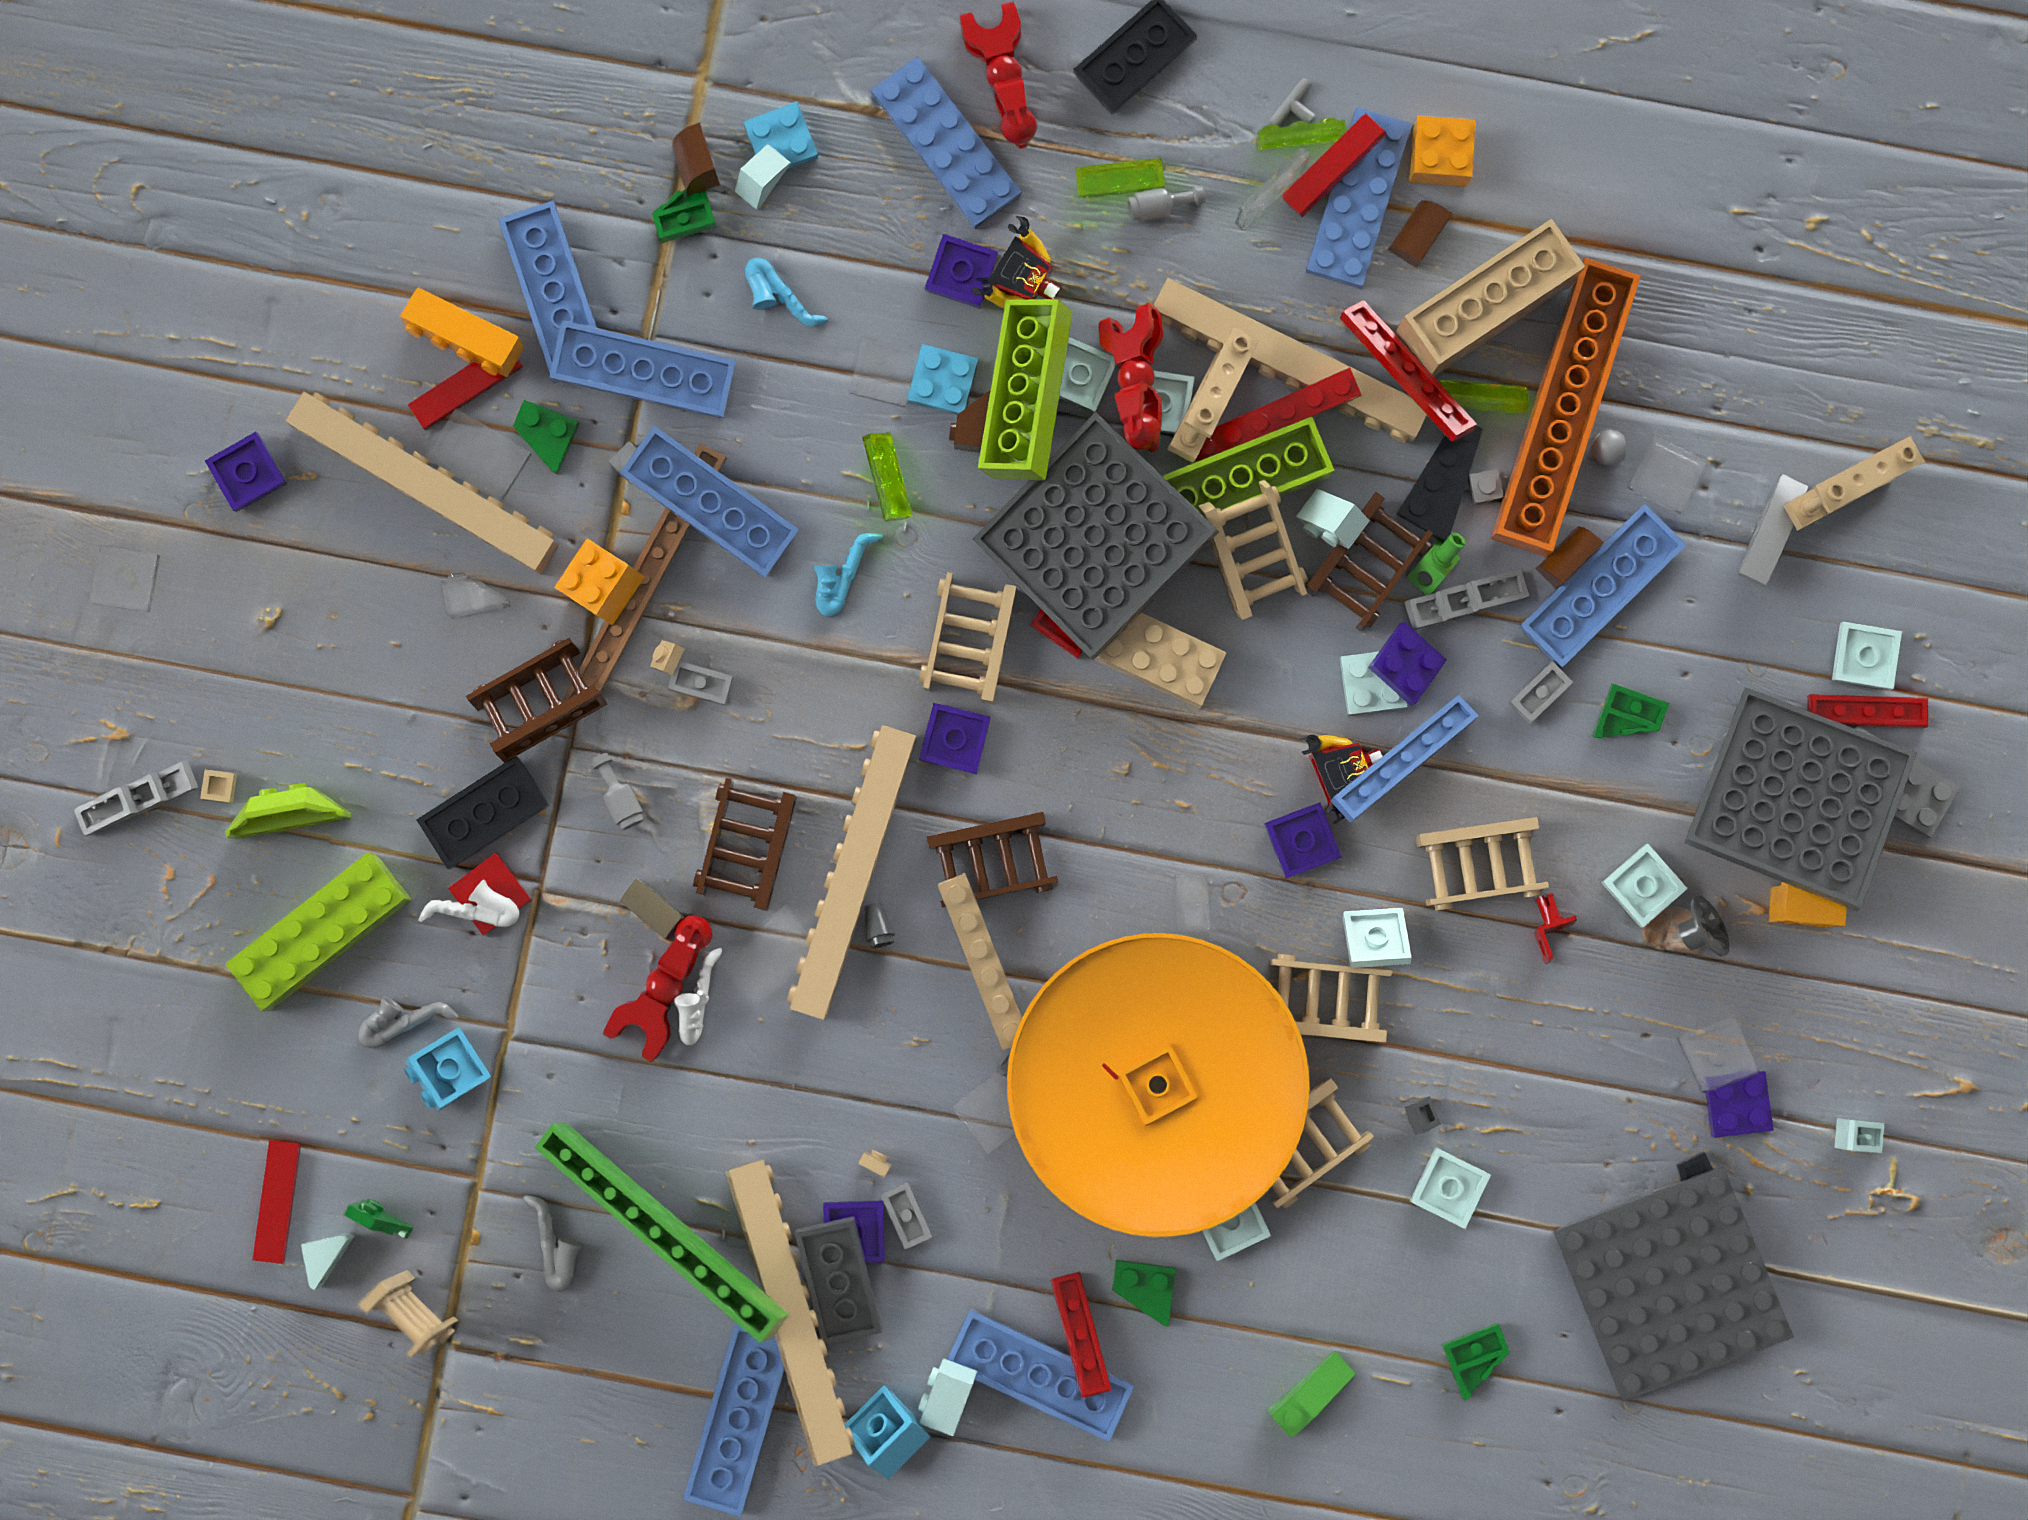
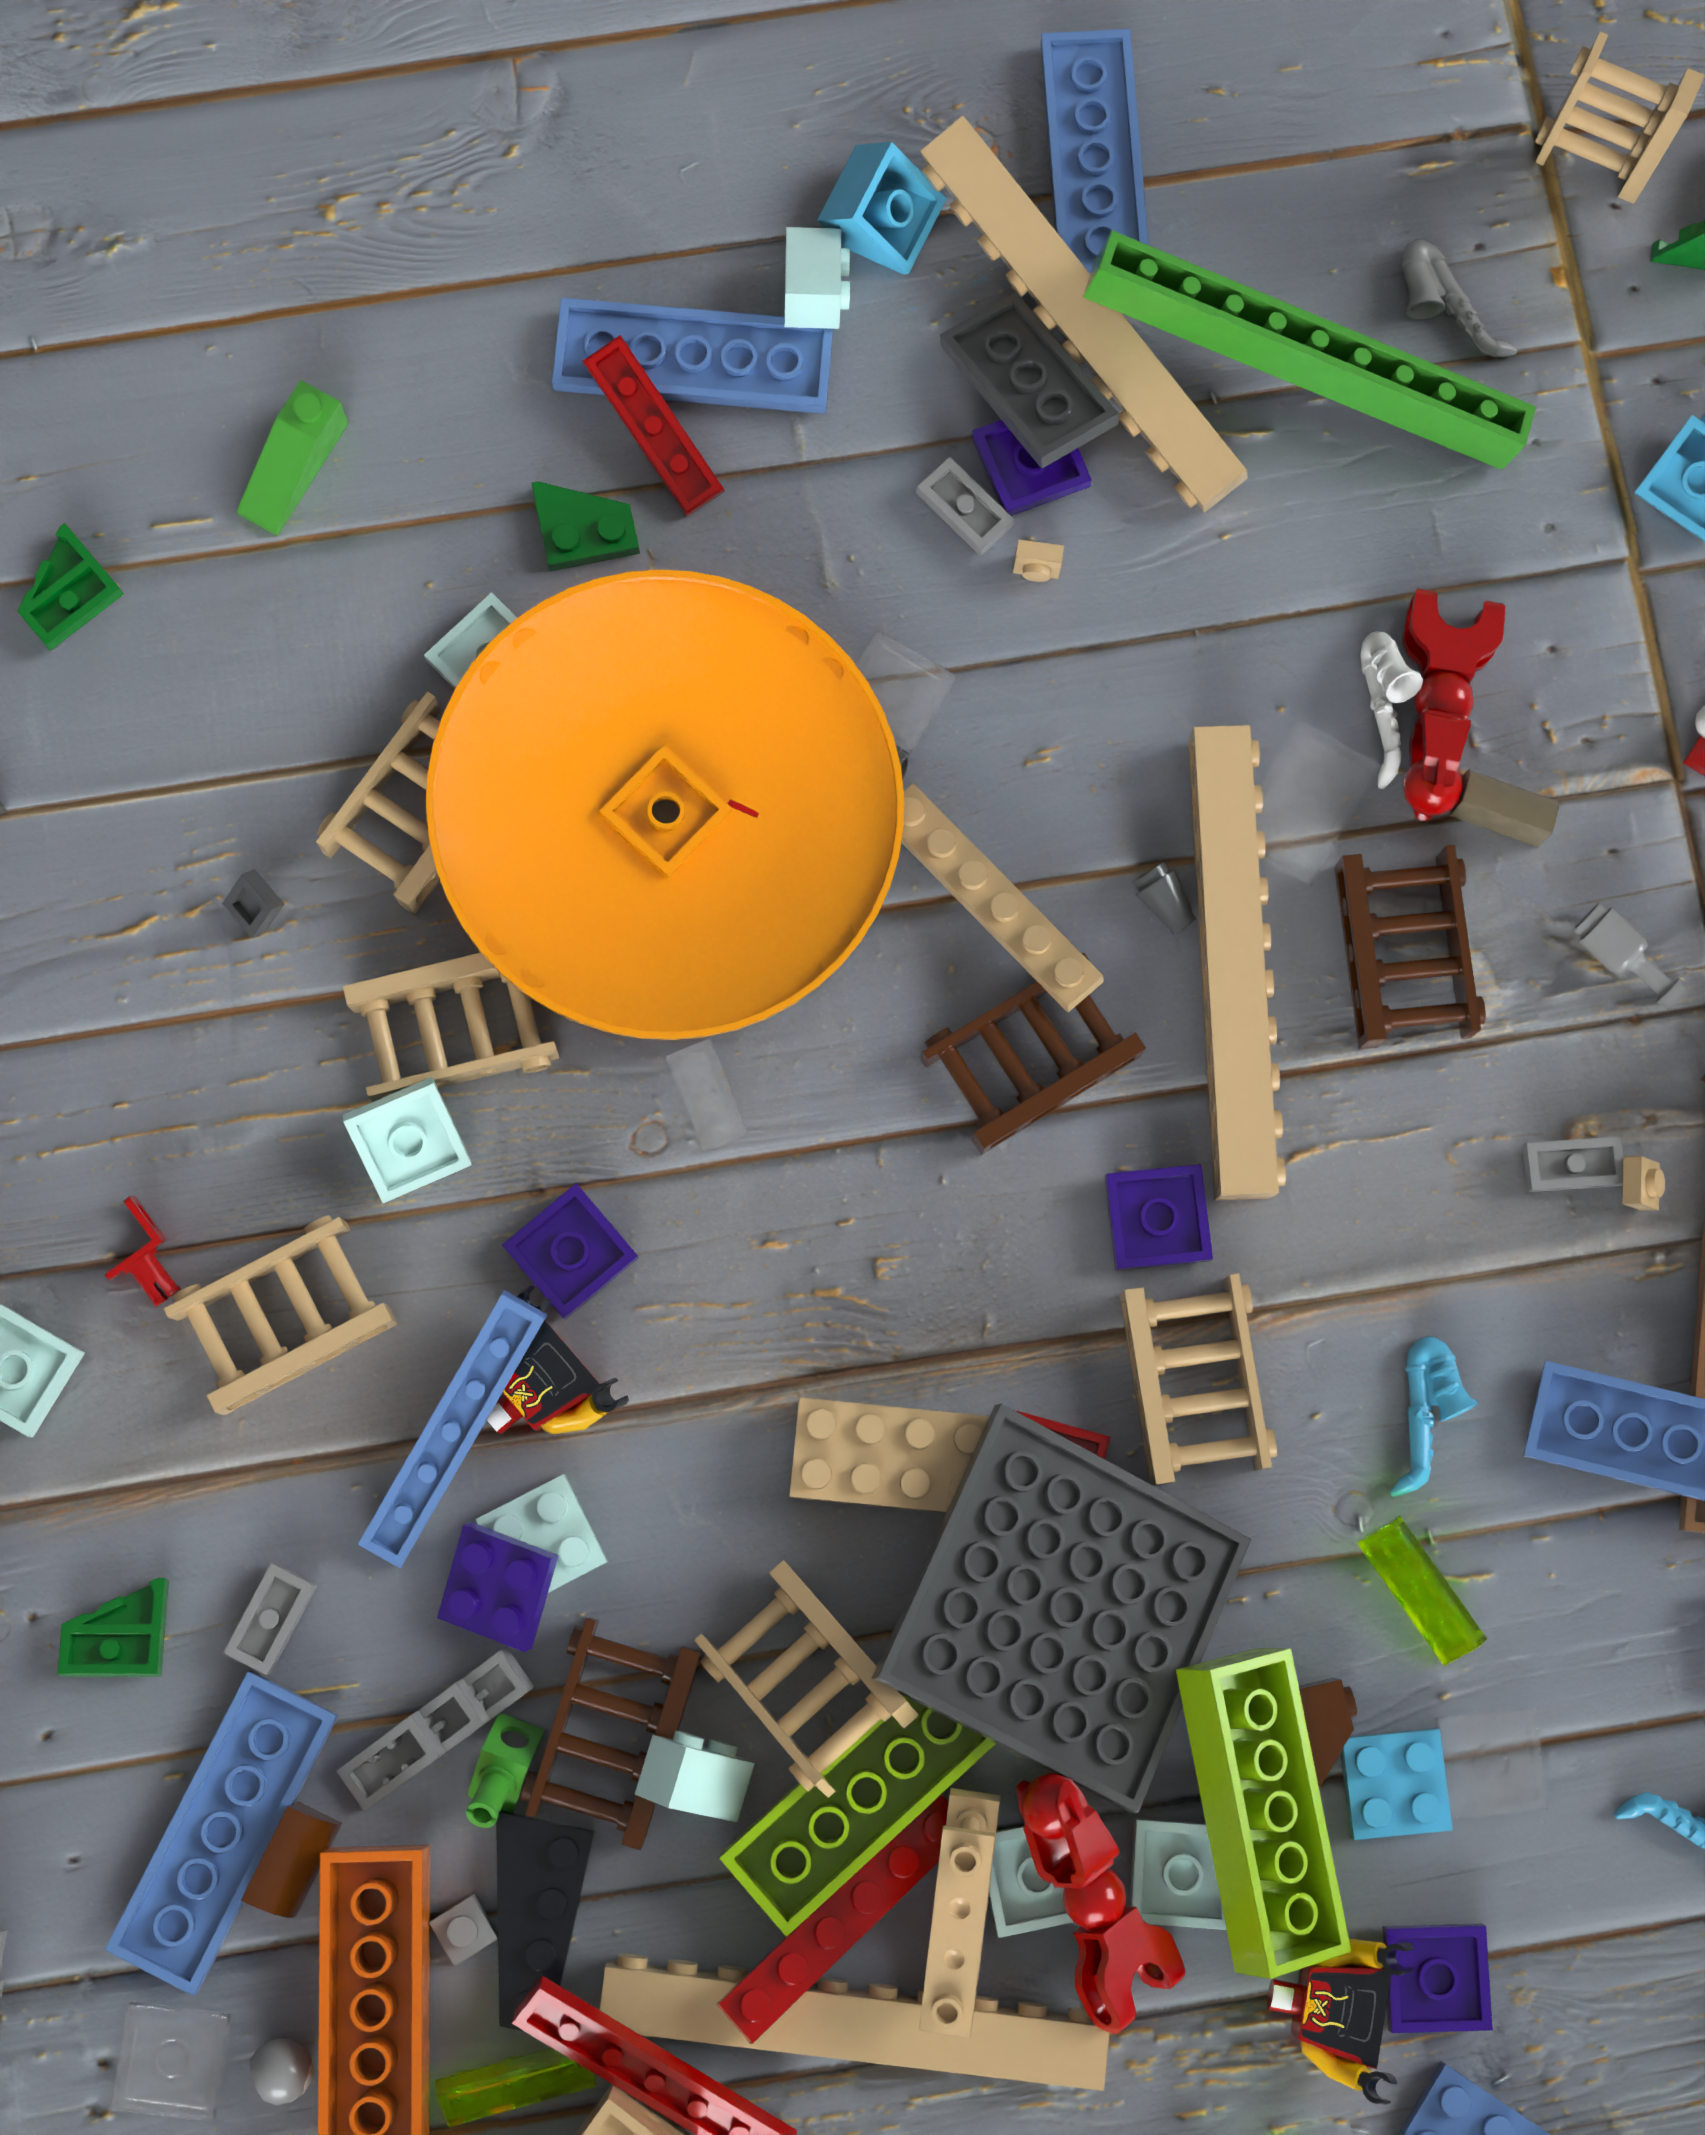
camera: 155 degrees right, 5 degrees down
(1450, 1188) = (178, 814): light aqua plate -> none

